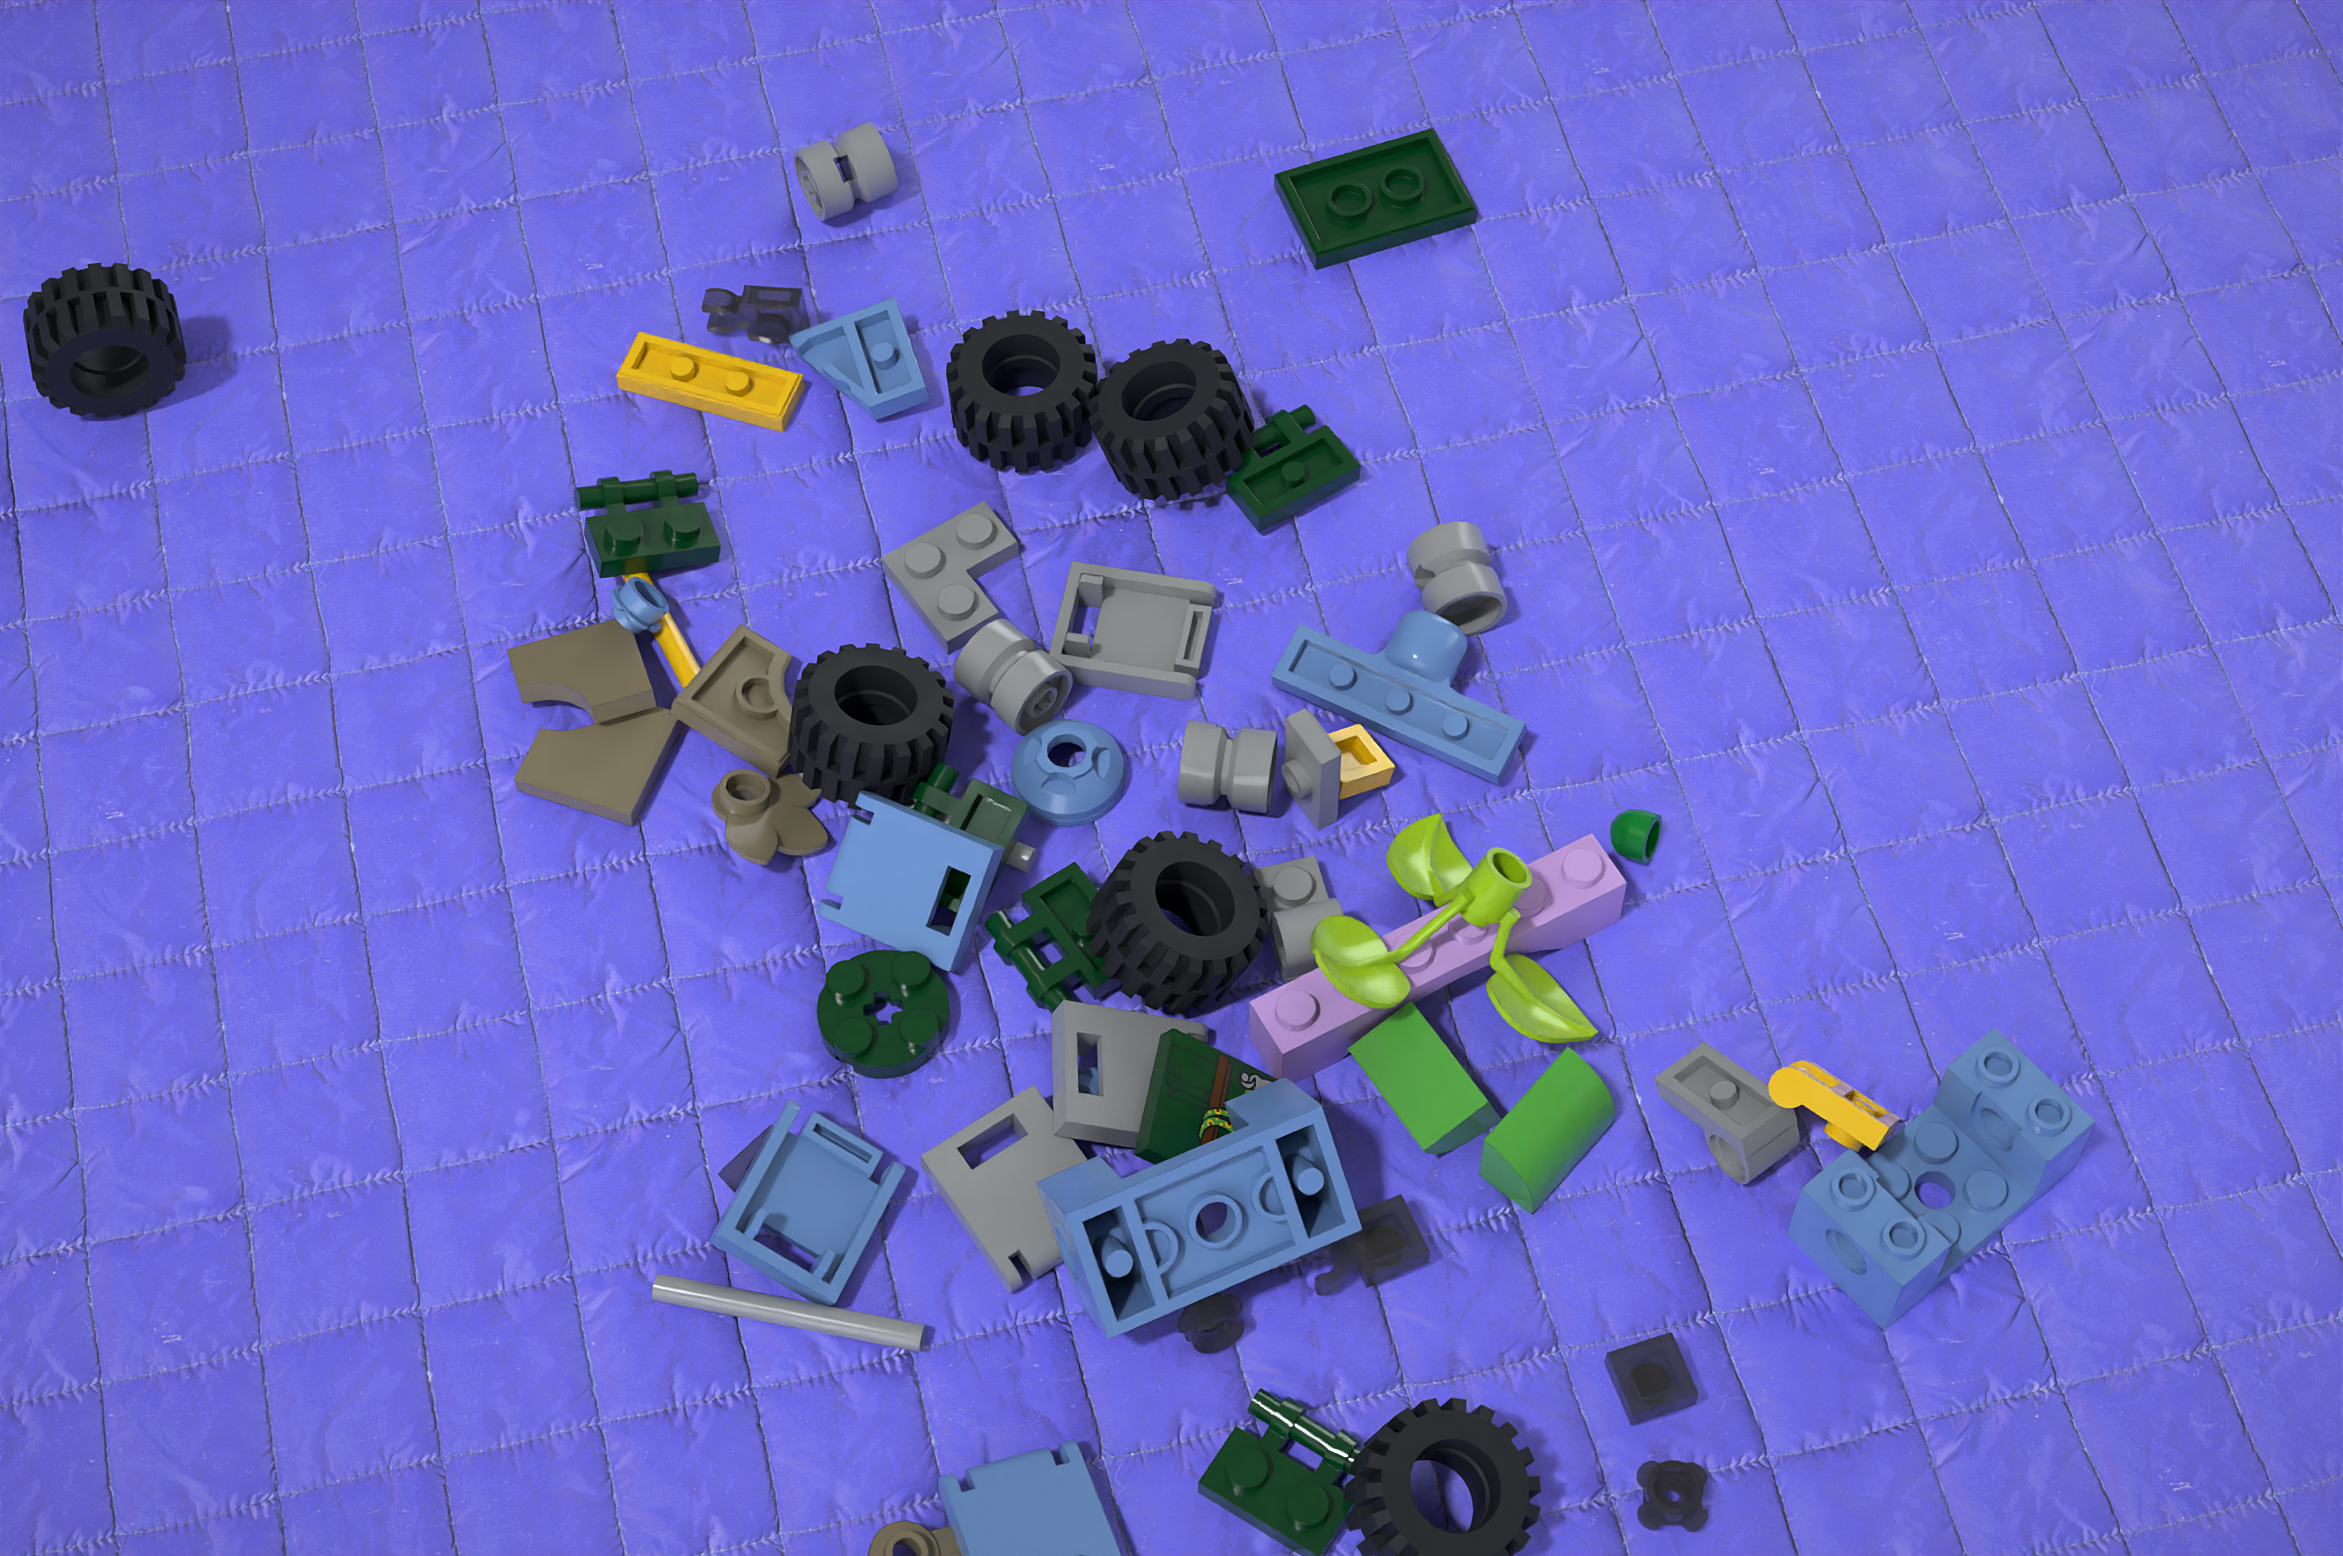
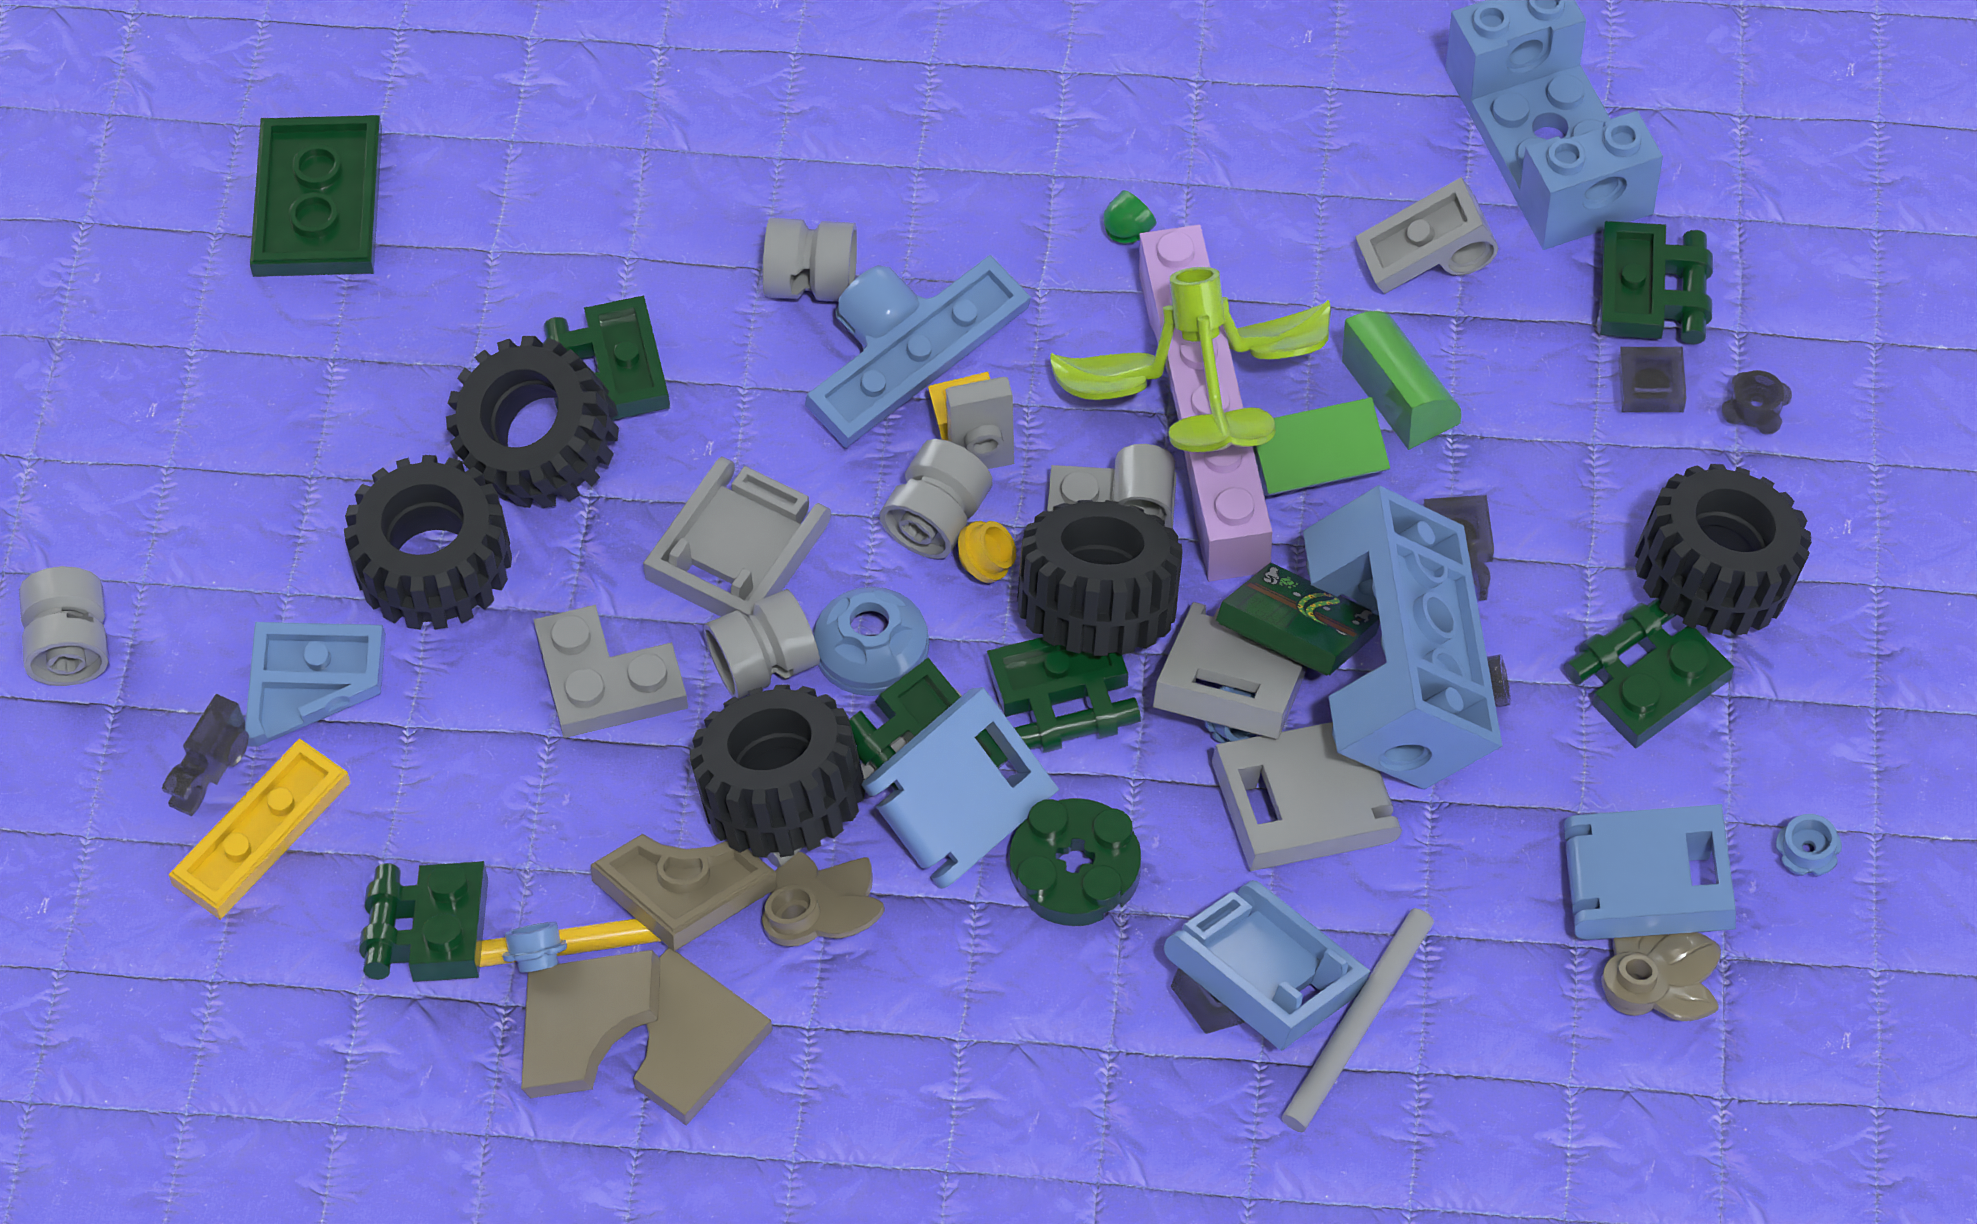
camera: 70 degrees left, 0 degrees up
(1194, 816) = (986, 550): none -> yellow plate
(1775, 1327) = (1634, 282): none -> dark green plate
(1850, 1115) = (1463, 157): yellow plate -> none

